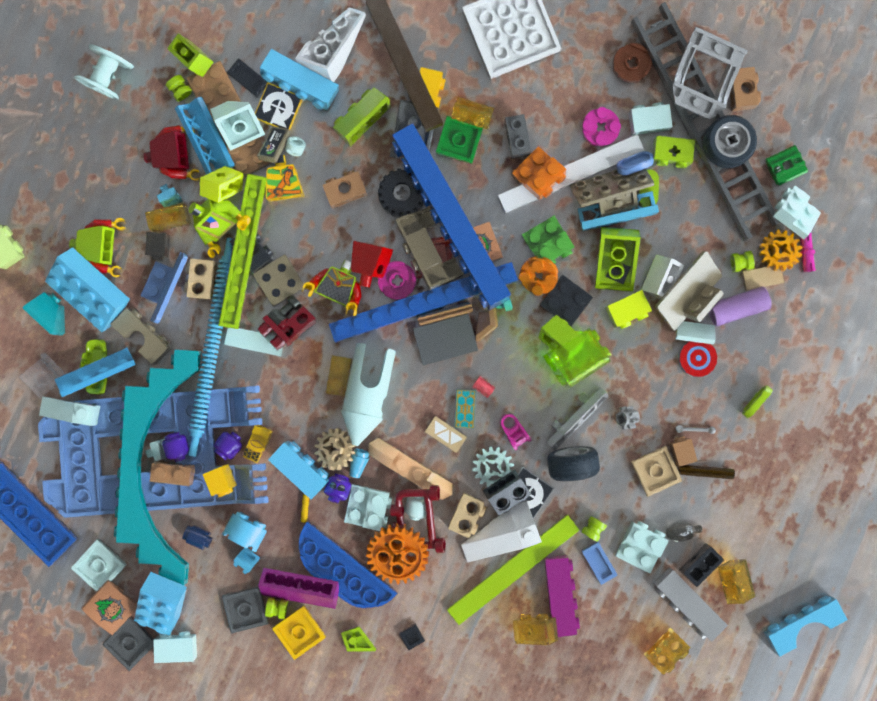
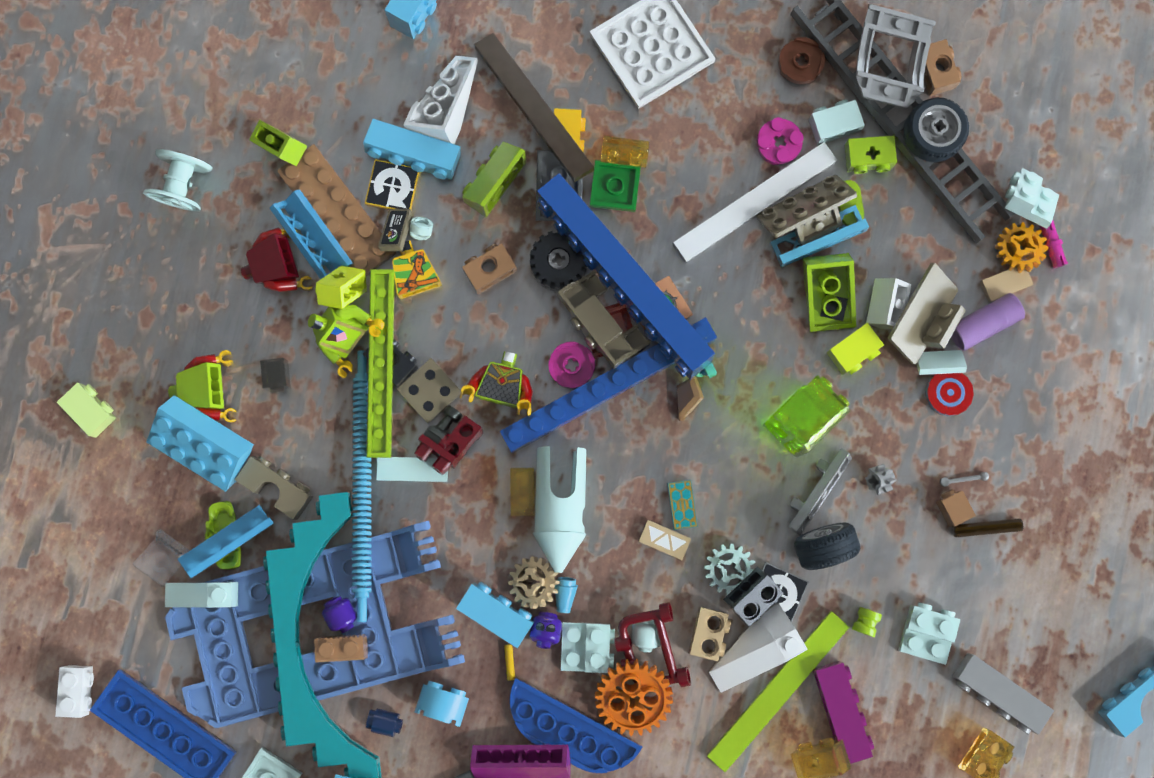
camera: 10 degrees left, 5 degrees down
(47, 312) = (156, 479): teal slope -> none
(156, 450) = (316, 624): light aqua tile -> none
(162, 284) = (289, 420): medium blue plate -> none
(168, 217) = (283, 339): clear yellow brick -> none
(169, 196) = (280, 314): medium azure tile -> none
(179, 88) = (270, 184): lime wheel -> none
(207, 279) = (341, 405): tan brick -> none
(220, 481) = (401, 646): yellow brick -> none
(227, 445) = (402, 602): dark purple head -> none
(237, 123) = (347, 212): light aqua slope -> none
(246, 560) = (449, 739): medium azure tile -> none
(247, 77) = (349, 158): black tile -> none
(257, 443) = (437, 593): yellow leg -> none
(369, 261) = (535, 347): red torso -> none
(408, 467) = (627, 588): light nougat brick -> none
(445, 313) = (636, 394): medium nougat axle -> none
(445, 339) = (643, 425): dark grey tile -> none
(486, 385) = (699, 468): coral piece -> none
(514, 432) = (747, 521): dark pink piece -> none
(517, 136) = (683, 169): dark grey brick -> none
(539, 265) = (740, 340): orange plate -> none
(540, 173) = (718, 208): orange plate -> none
(548, 240) = (743, 287): bright green plate -> none
(556, 333) = (775, 392): lime brick -> none
(566, 300) = (778, 353): black plate -> none
(599, 562) = (881, 663): medium blue tile -> none
(635, 163) = (828, 175): medium blue tile -> none
(656, 471) = (928, 538): tan plate -> none
(682, 531) = (974, 606): clear smoke plant -> none
(701, 565) = (1006, 642): black brick -> none
(736, 581) = (1053, 655): clear yellow brick -> none
(742, 261) = (978, 268): lime wheel -> none
(755, 403) = (1031, 431): lime tile -> none
(776, 168) = (998, 156): green piece -> none

